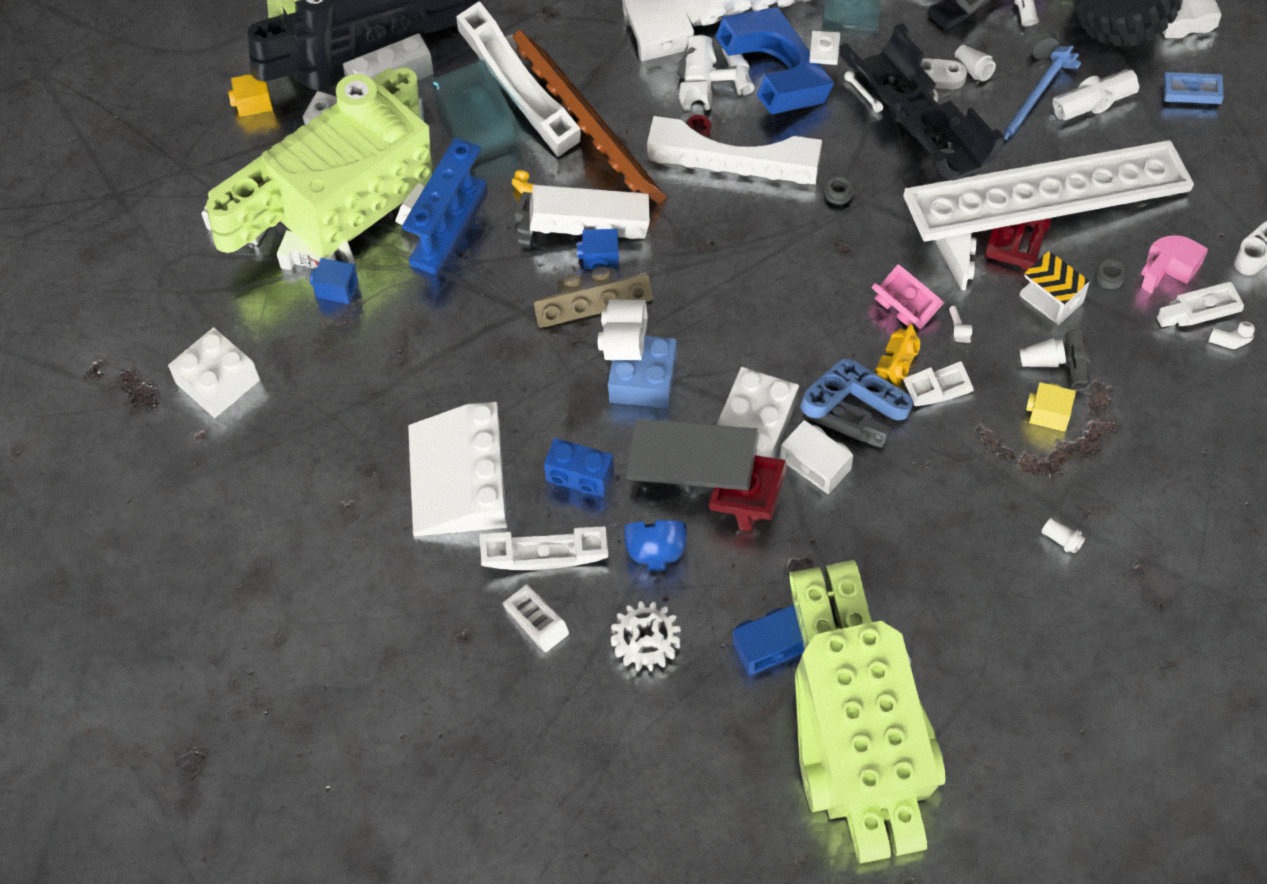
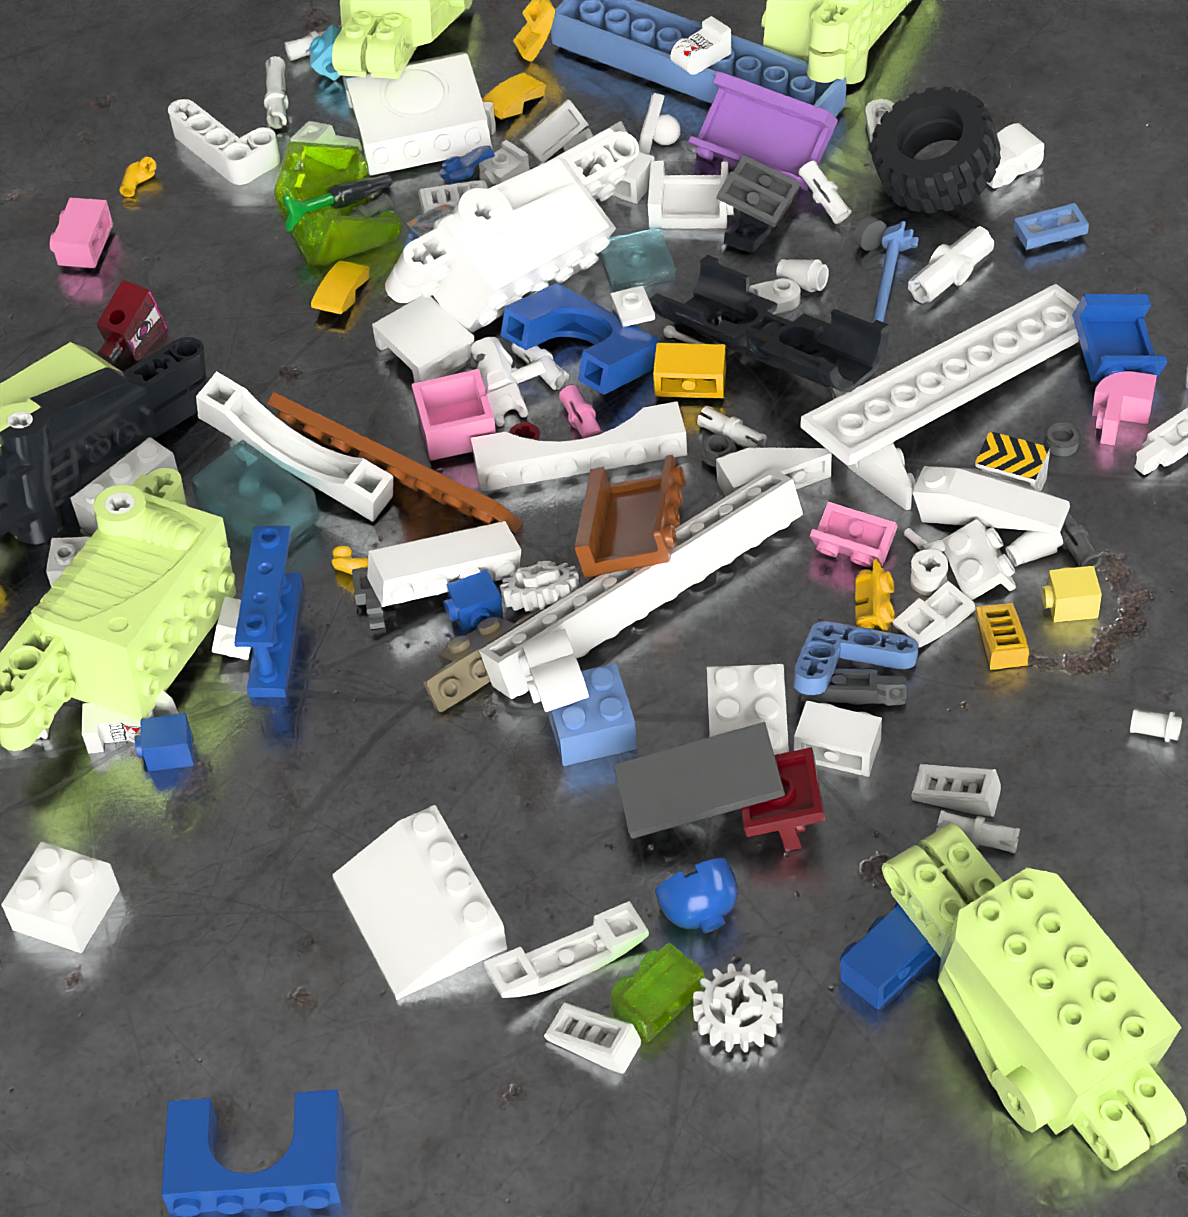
camera: 20 degrees left, 10 degrees down
(293, 641) = (304, 1176): none -> blue arch
(579, 467) = (566, 846): blue brick -> none
(593, 601) = (656, 991): none -> clear neon green brick
(649, 90) = (452, 413): none -> bright pink piece
(652, 255) = (539, 585): none -> white gear
(738, 226) = (629, 521): none -> dark orange panel
(740, 275) = (622, 597): none -> white brick
(748, 122) = (580, 413): none -> bright pink pin
(846, 116) = (691, 368): none -> yellow brick
(857, 176) = (731, 427): none -> white pin
(865, 222) = (800, 464): none -> white slope
(886, 569) = (983, 832): none -> white pin
(903, 541) = (970, 802): none -> white slope
(950, 356) = (928, 581): none -> white wheel
(977, 437) = (1004, 655): none -> yellow slope
(993, 352) = (978, 560): none -> white bracket
(1007, 239) = (932, 440): dark red plate -> none
(1021, 305) = (969, 494): none -> white wedge
(1194, 204) = (1116, 335): none -> blue panel

